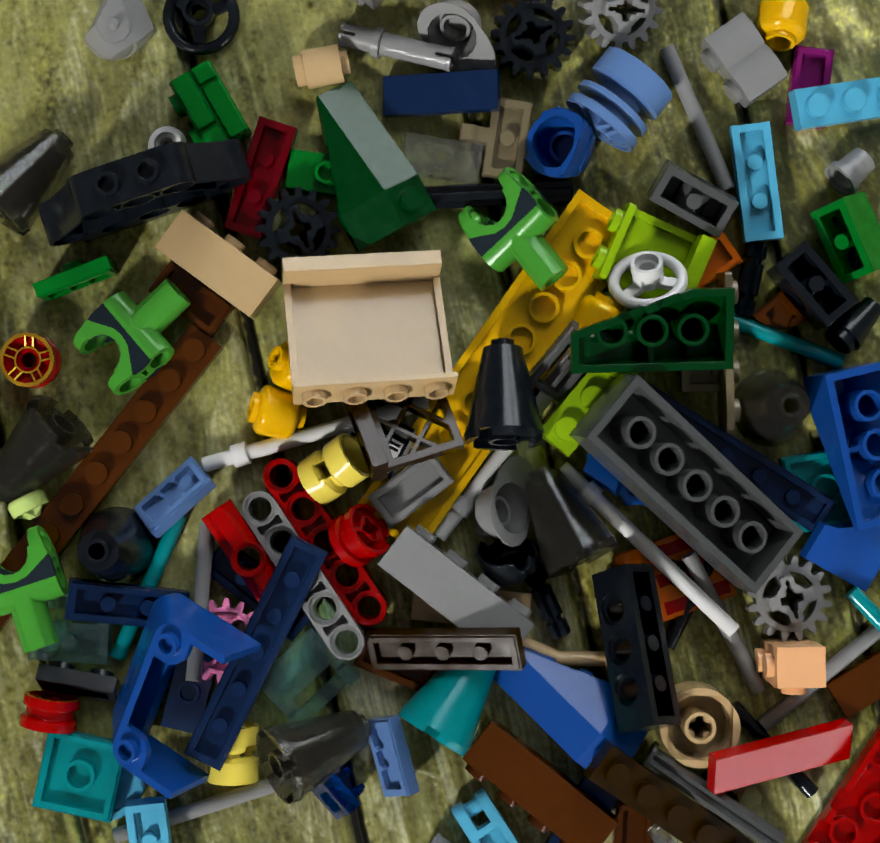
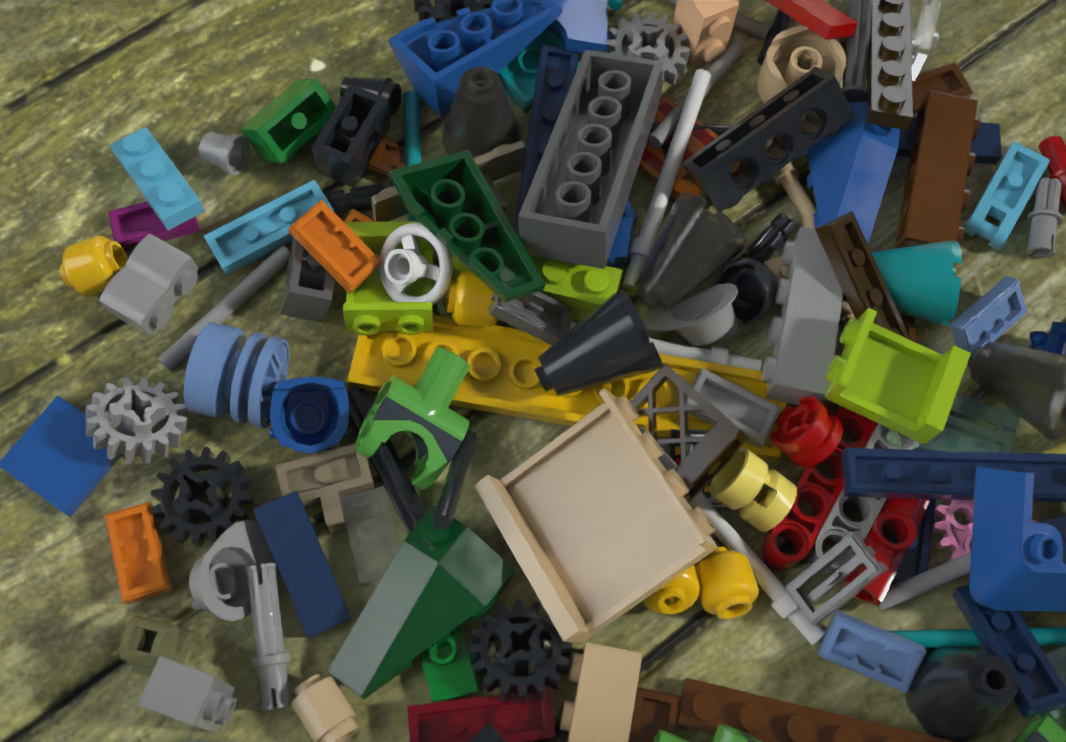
camera: 115 degrees left, 20 degrees down
(235, 515) = (864, 556): none -> dark grey tile
(364, 623) = (894, 379): none -> lime panel
(448, 234) = (454, 482): none -> black bar
(693, 219) = (335, 246): none -> orange plate

